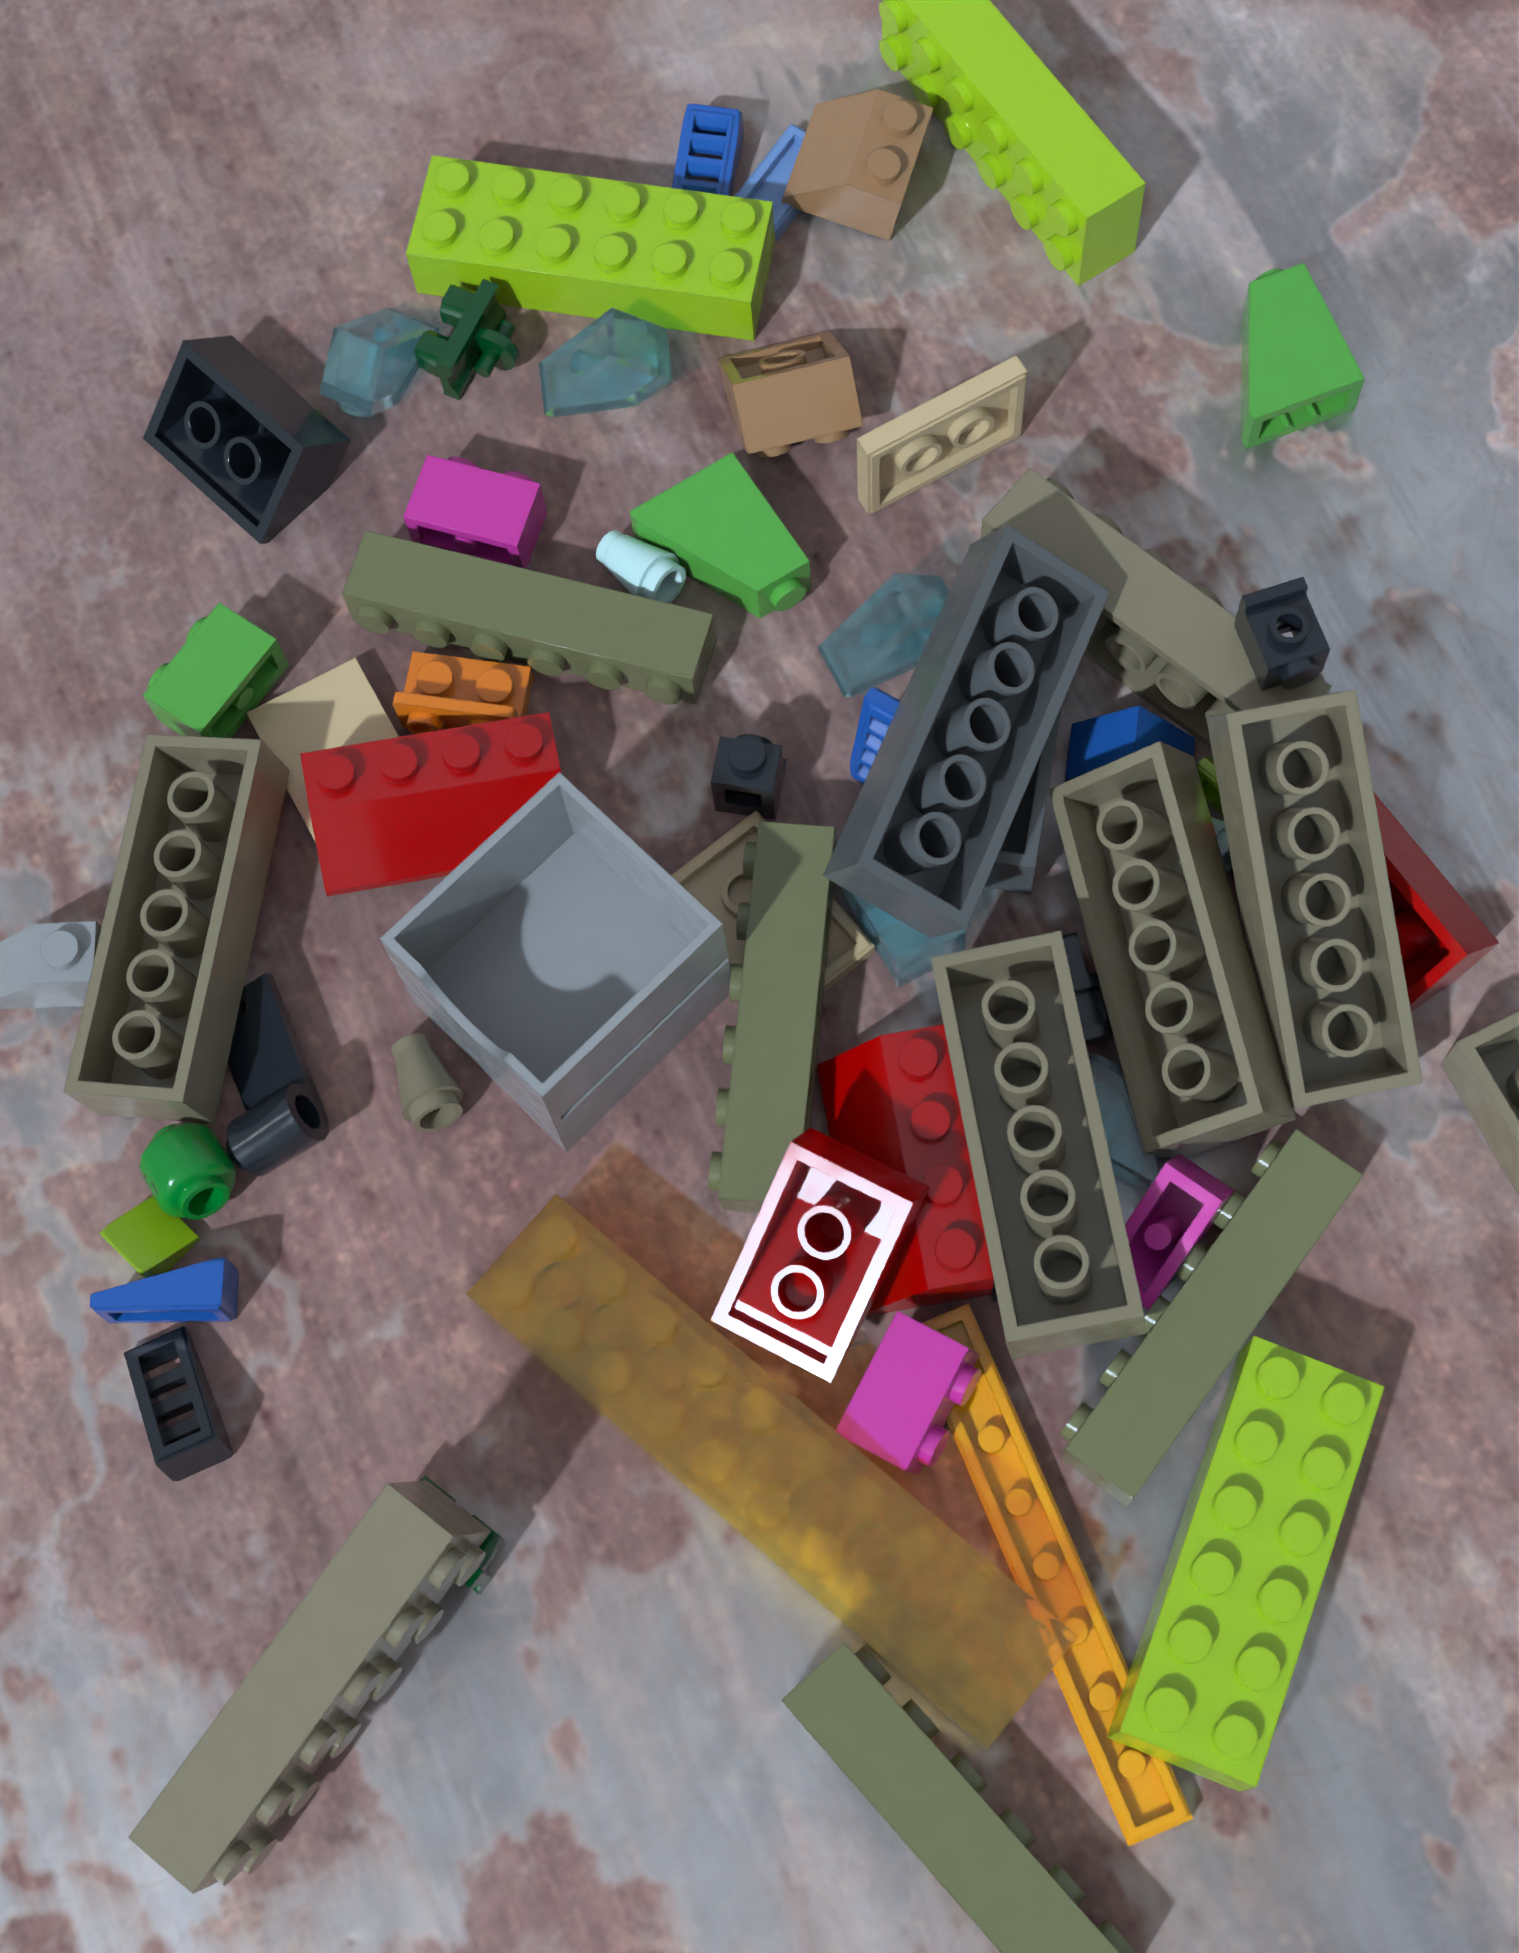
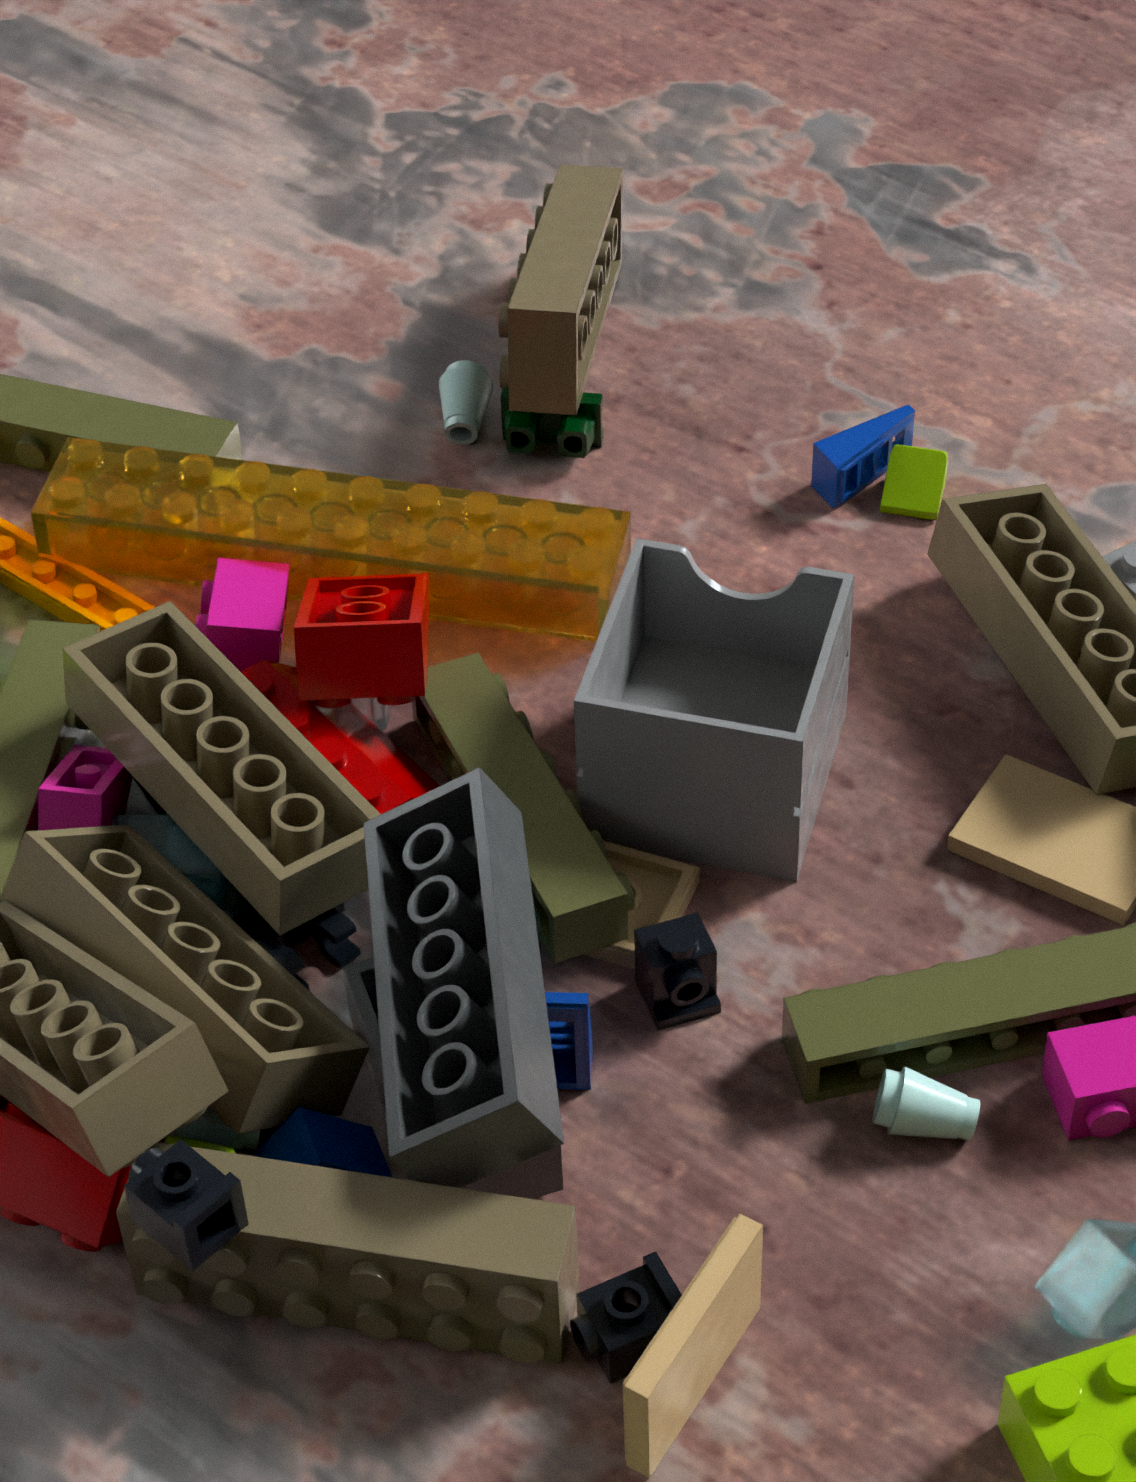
camera: 145 degrees right, 25 degrees down
(188, 1170) = (910, 517): green head -> none
(195, 1441) = (793, 406): black slope -> none
(274, 1085) = (881, 572): black door -> none
(421, 799) = (945, 825): red slope -> none
(460, 692) = (993, 913): orange bracket -> none
(507, 1635) = (464, 399): none -> light aqua cone
(727, 538) = (854, 1168): bright green slope -> none
(791, 394) = (908, 1352): medium nougat slope -> none
(885, 633) = (618, 1161): clear light blue slope -> none
(957, 505) = (623, 1316): none -> black brick

